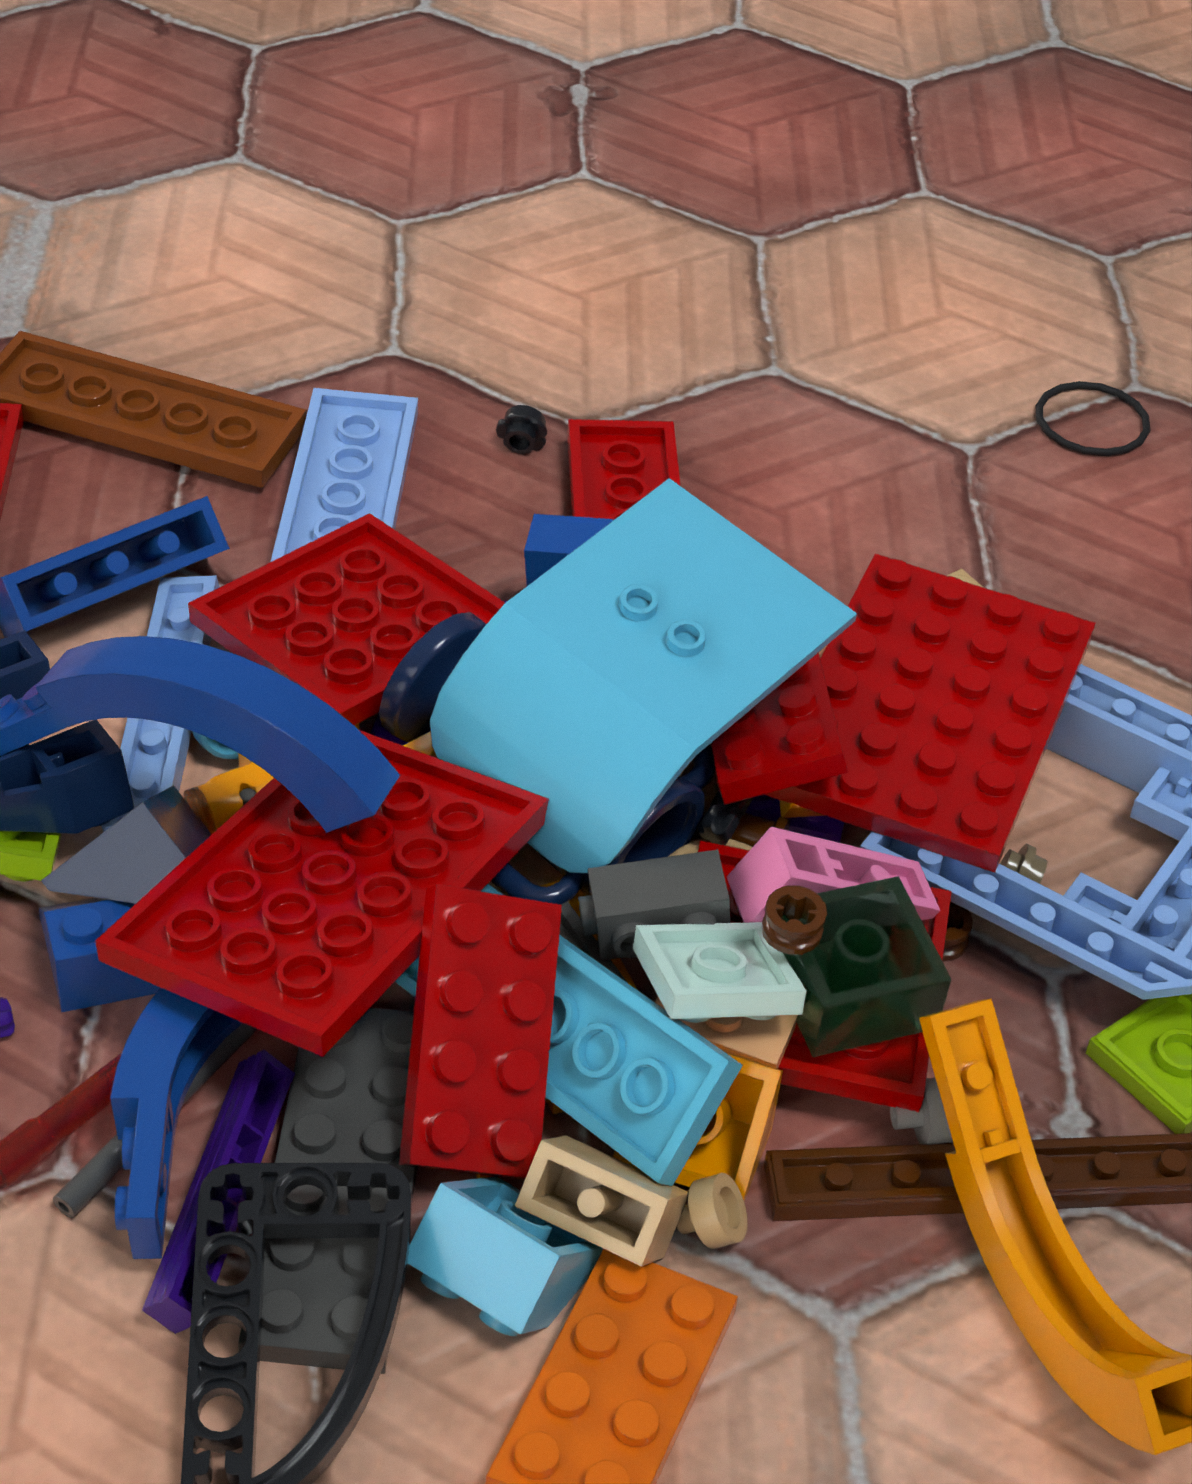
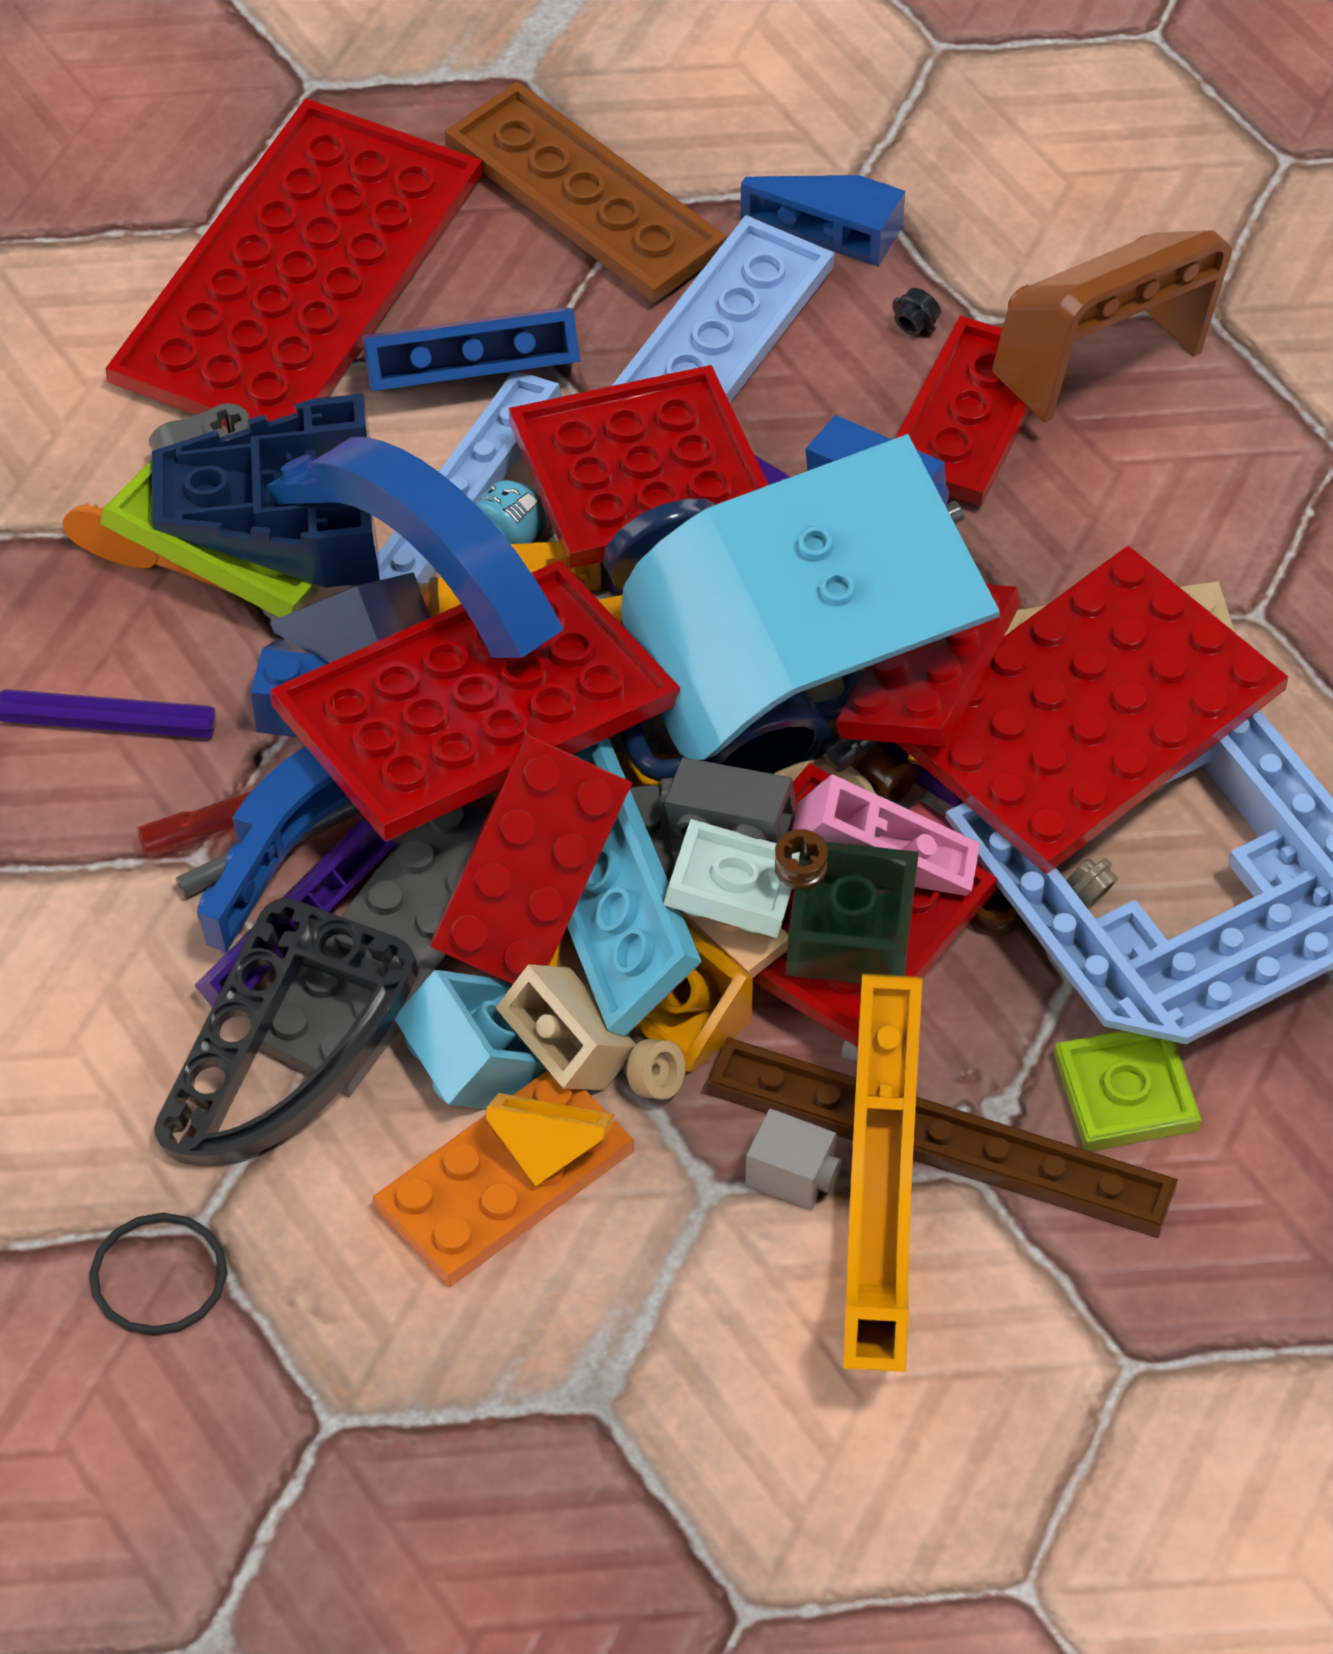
camera: 30 degrees right, 10 degrees up
(390, 362) = (830, 211): none -> blue slope
(657, 1323) = (545, 1133): none -> light orange slope
(743, 341) = (1162, 273): none -> dark orange windscreen
(919, 1253) = (792, 1160): none -> light grey brick

